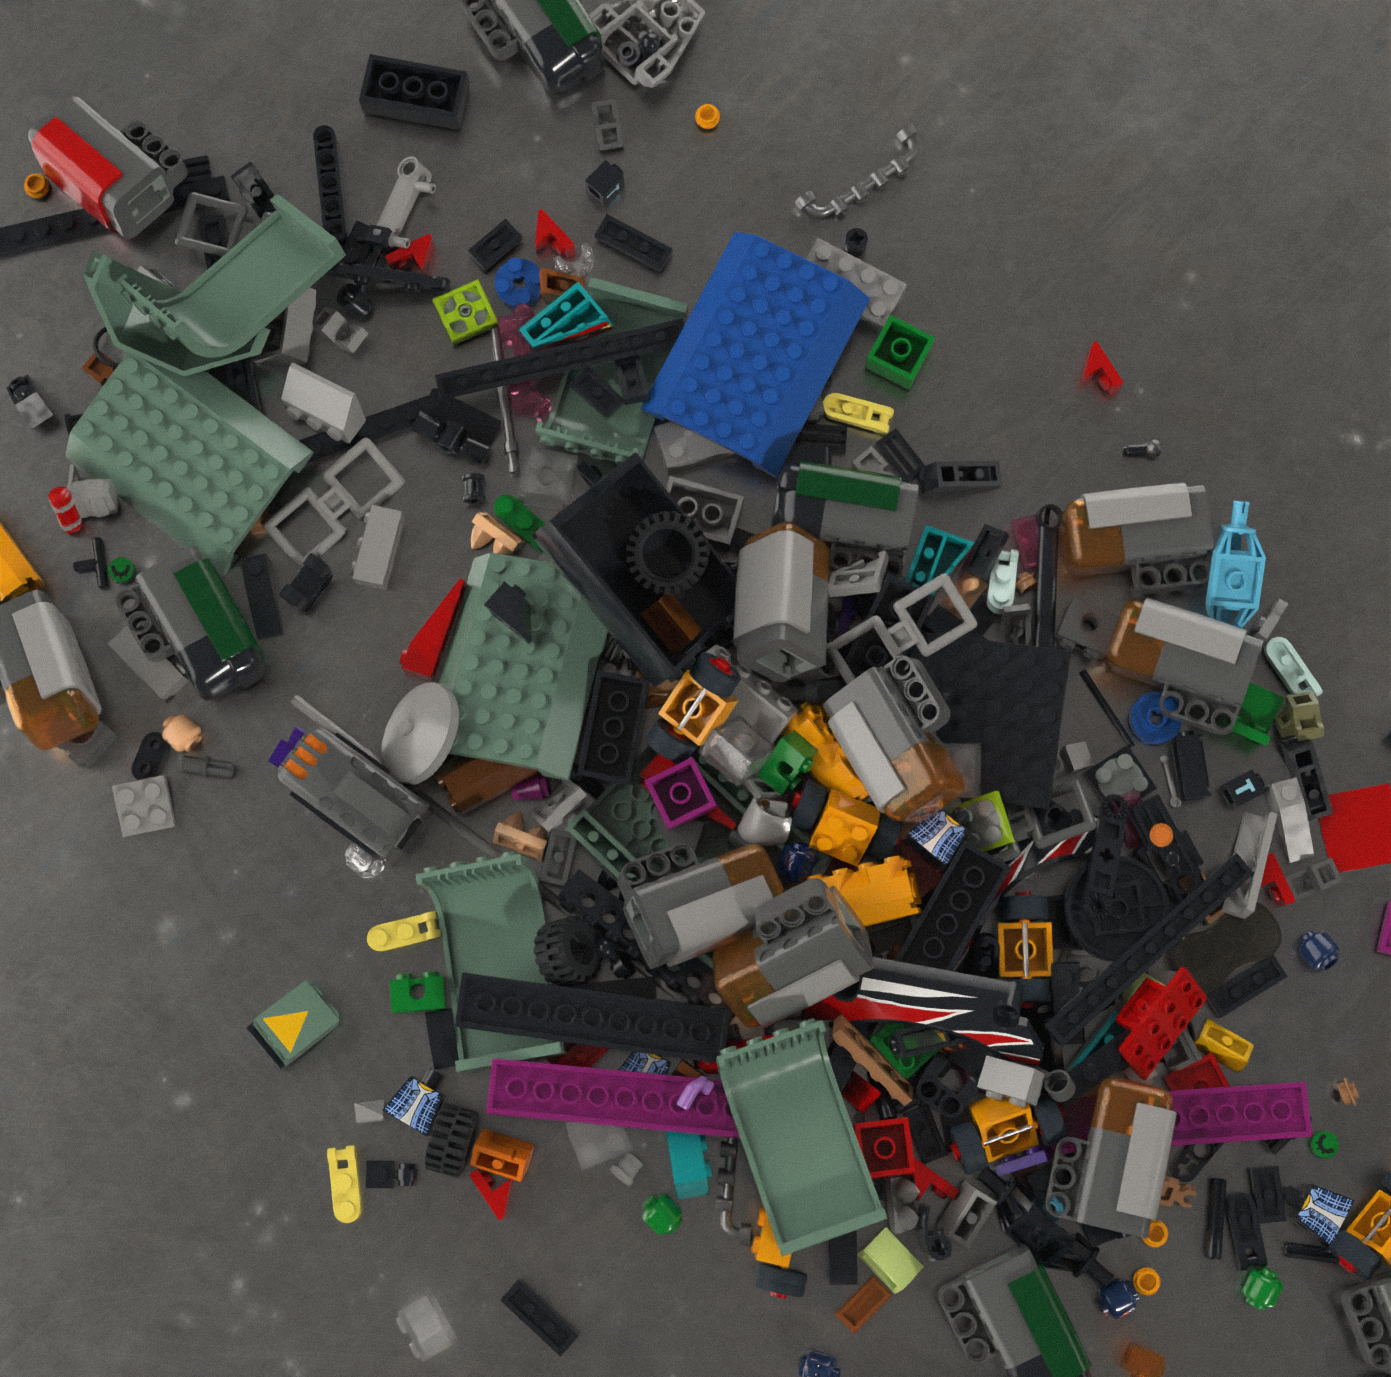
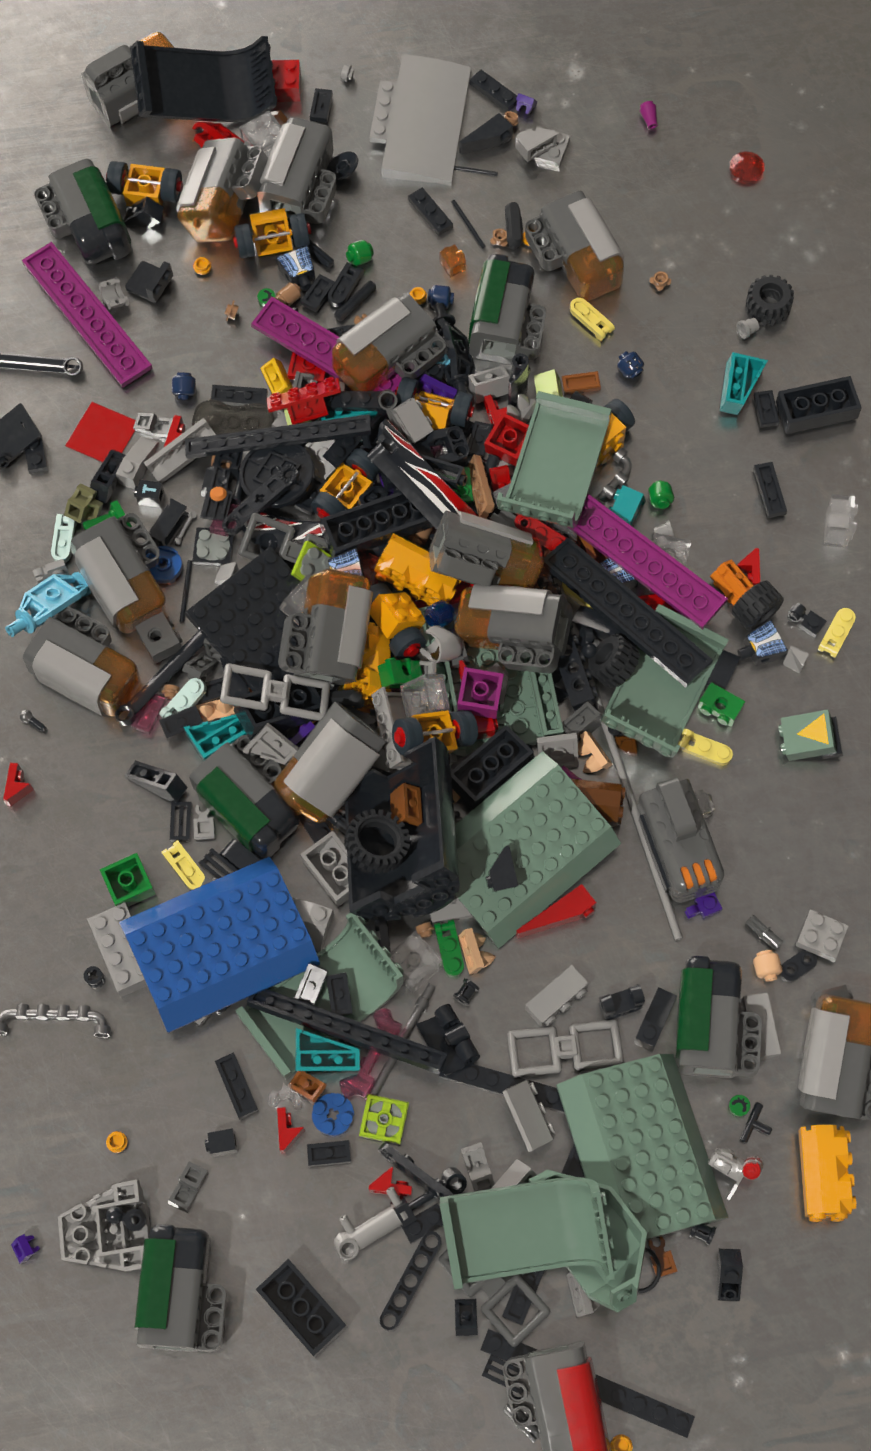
camera: 140 degrees left, 10 degrees down
(420, 733) = (613, 847): light grey dish -> none
(692, 1089) = (589, 532): medium lavender arm -> none
(1299, 1163) = (289, 294): none -> medium nougat brick

